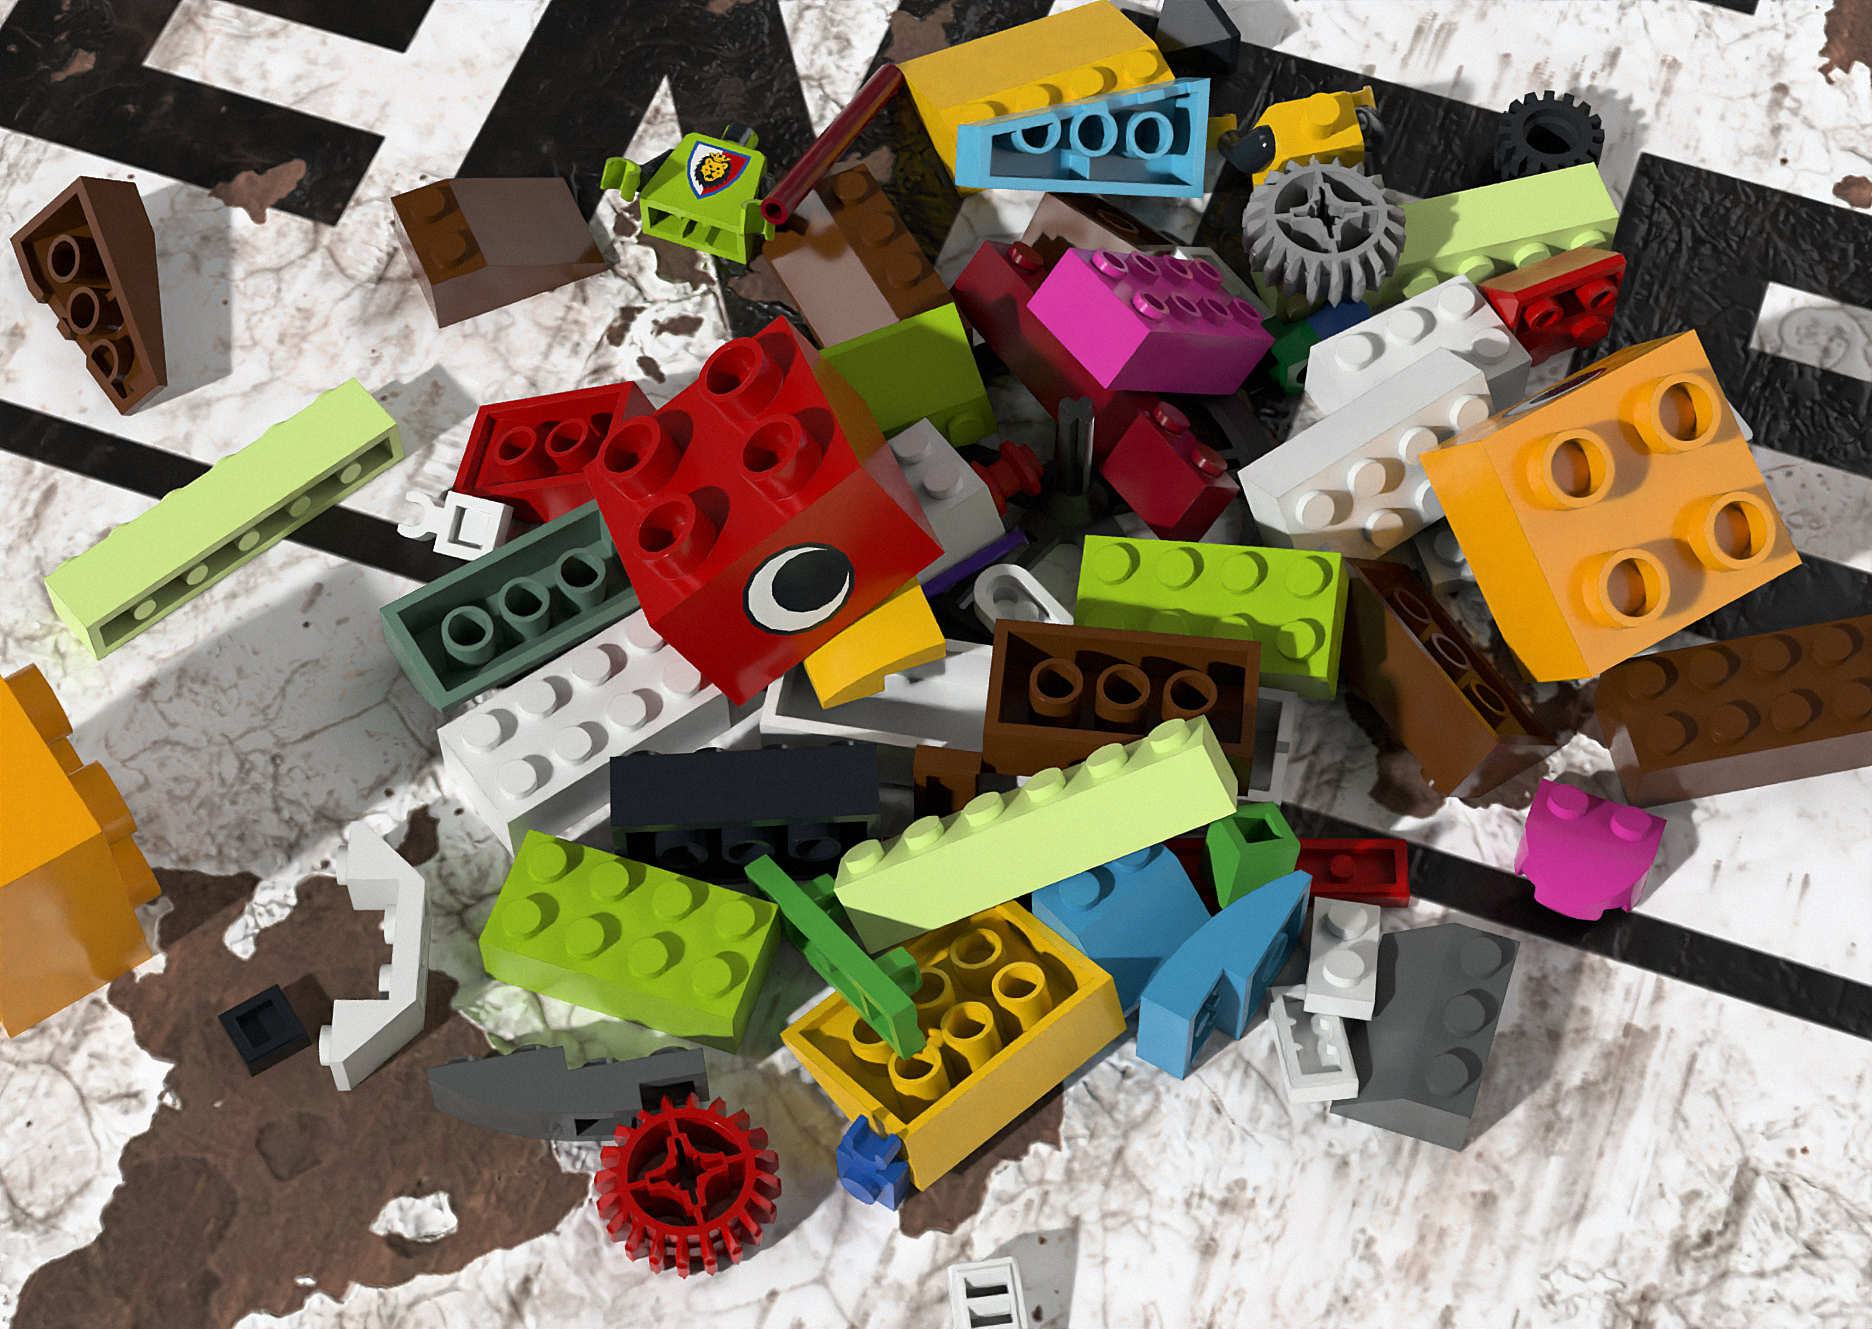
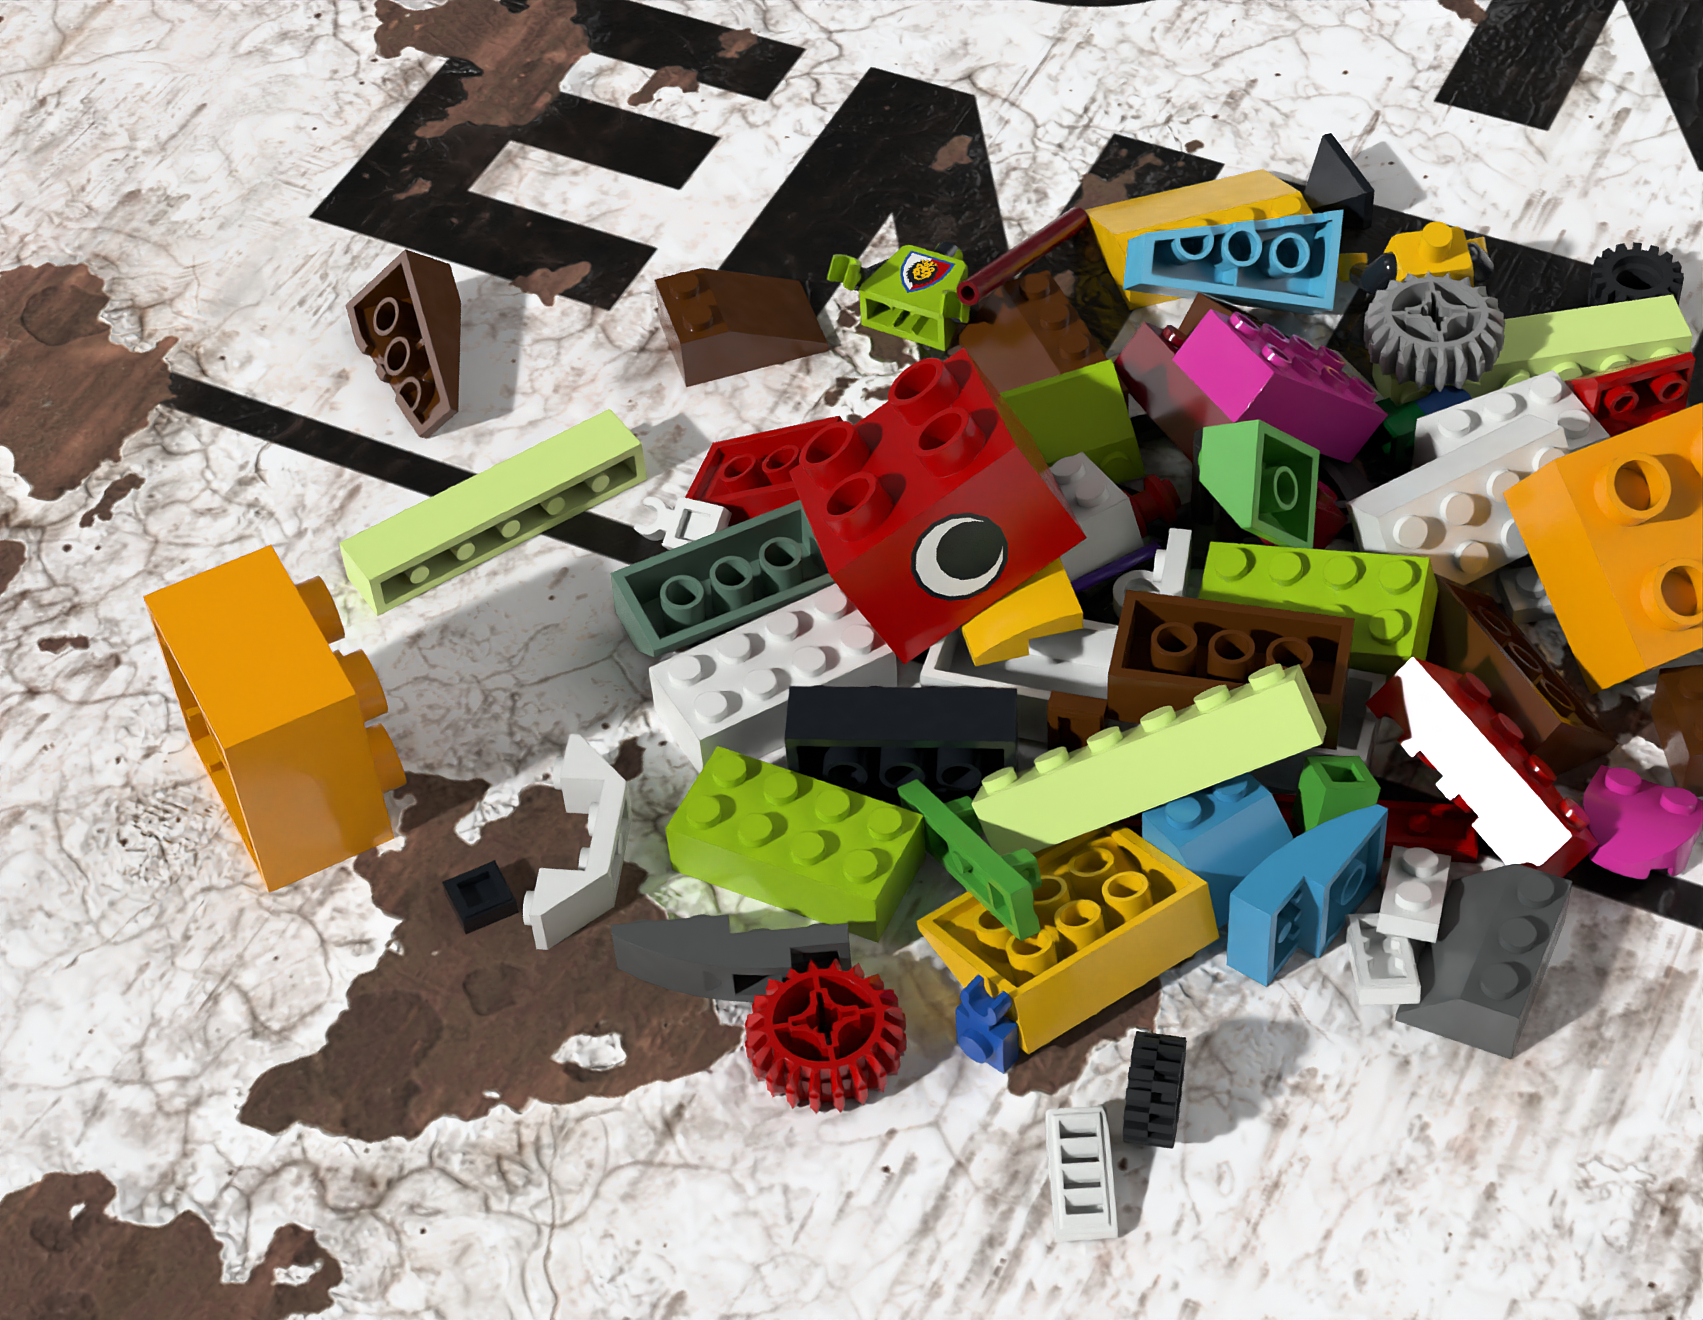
camera: 10 degrees right, 10 degrees down
(1043, 569) = (1174, 563): none -> white plate
(1070, 1232) = (1154, 1089): none -> black tyre
(1142, 466) = (1262, 480): none -> bright green slope
(1416, 803) = (1485, 766): none -> wedge

